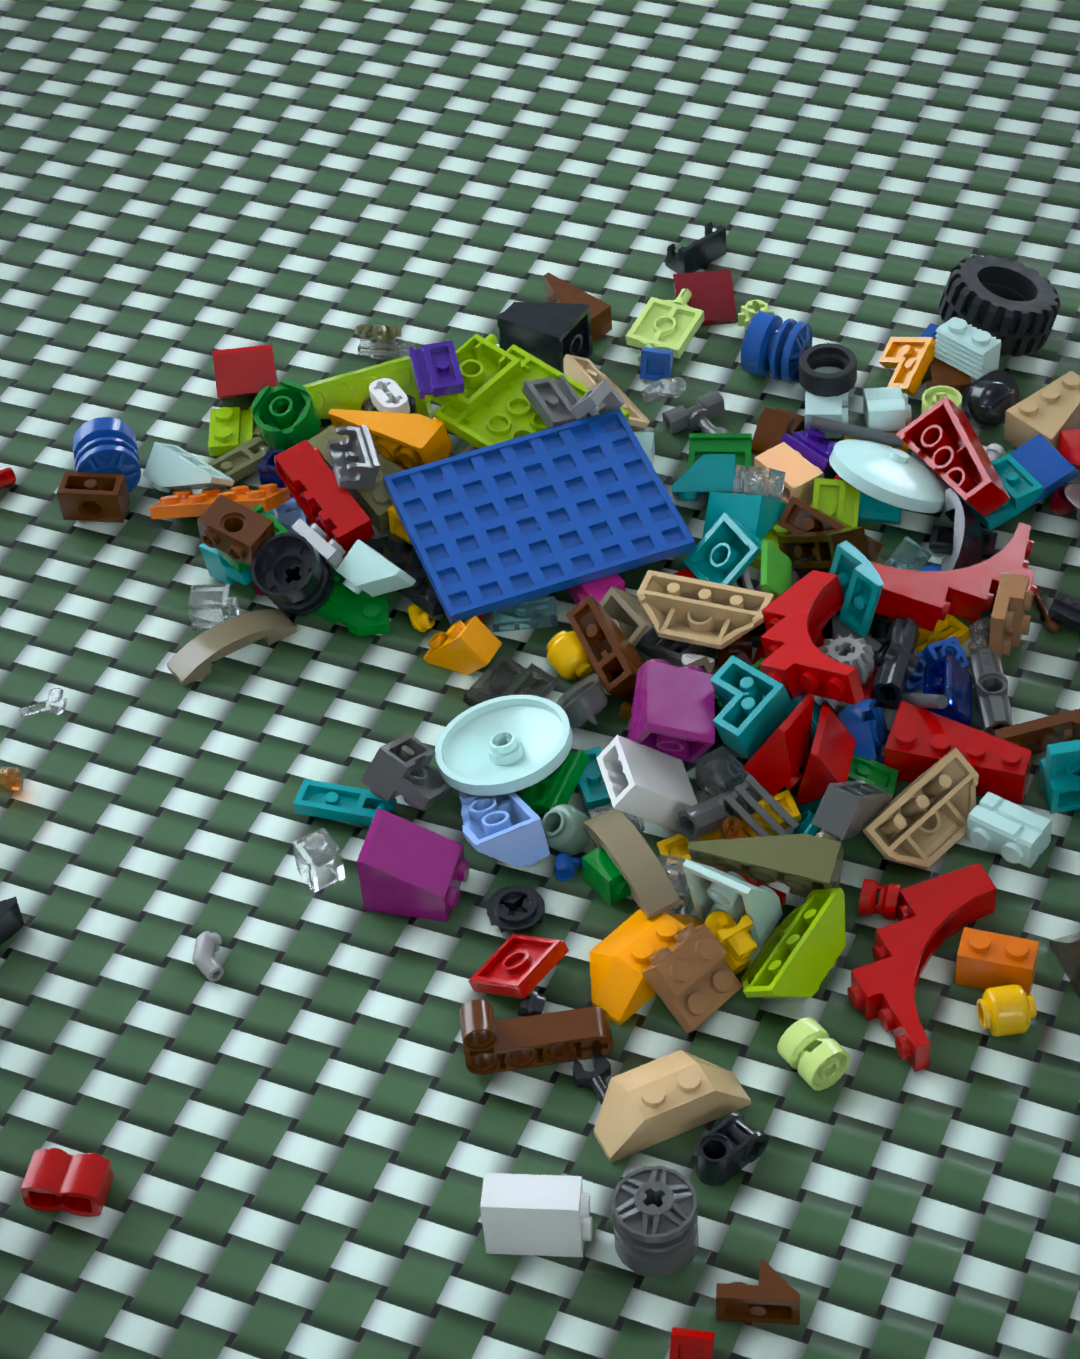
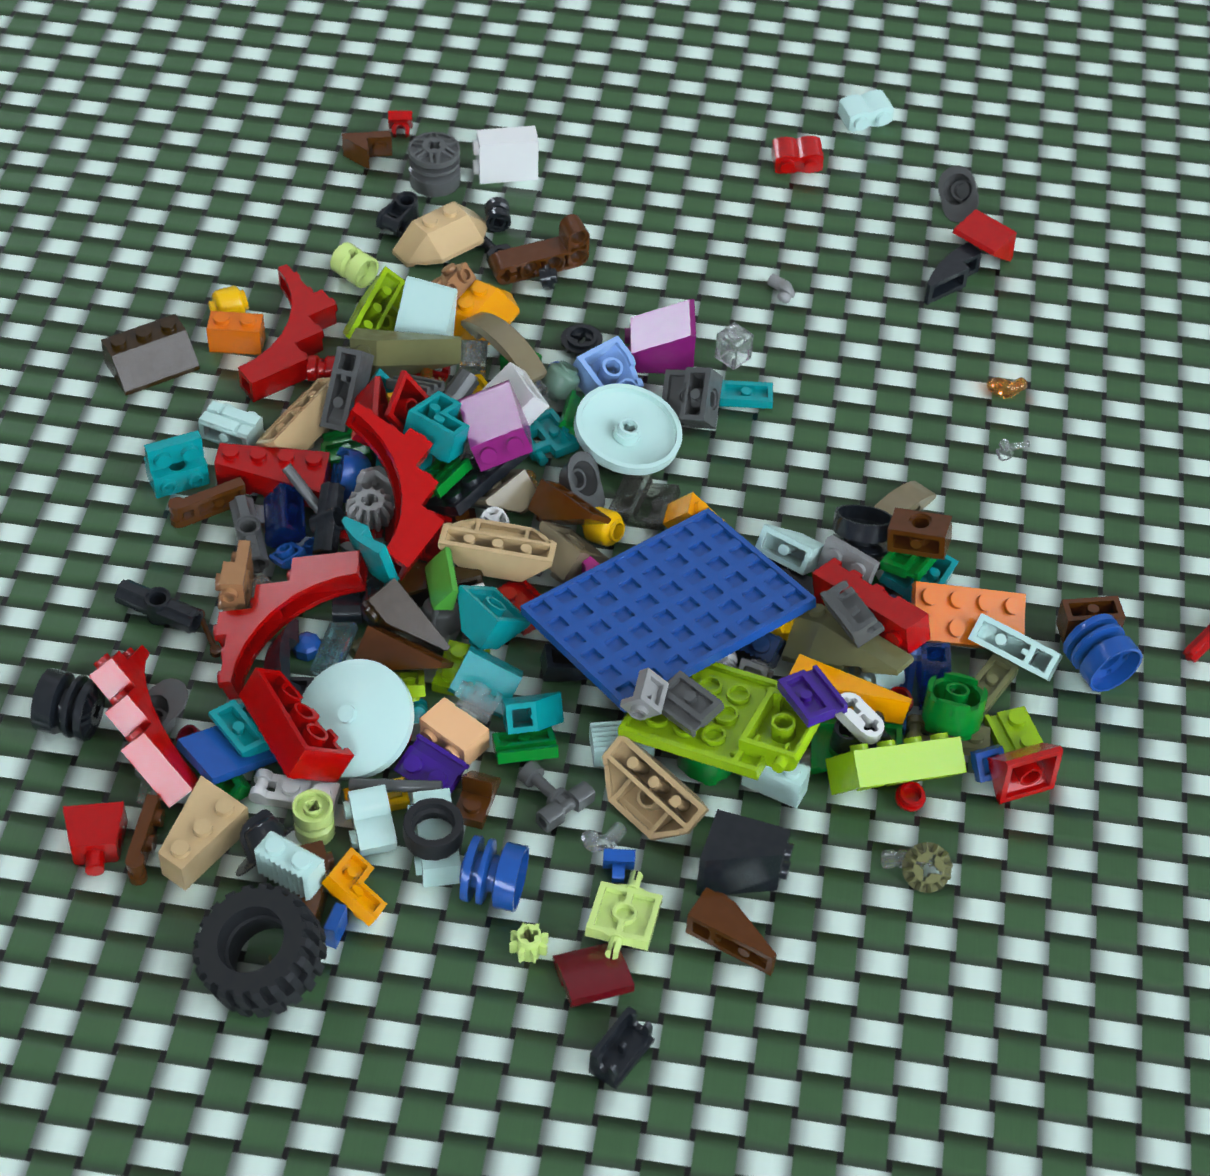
camera: 160 degrees right, 5 degrees up
(518, 966) = (565, 294): red plate -> none
(576, 1128) = (497, 214): none -> black wheel

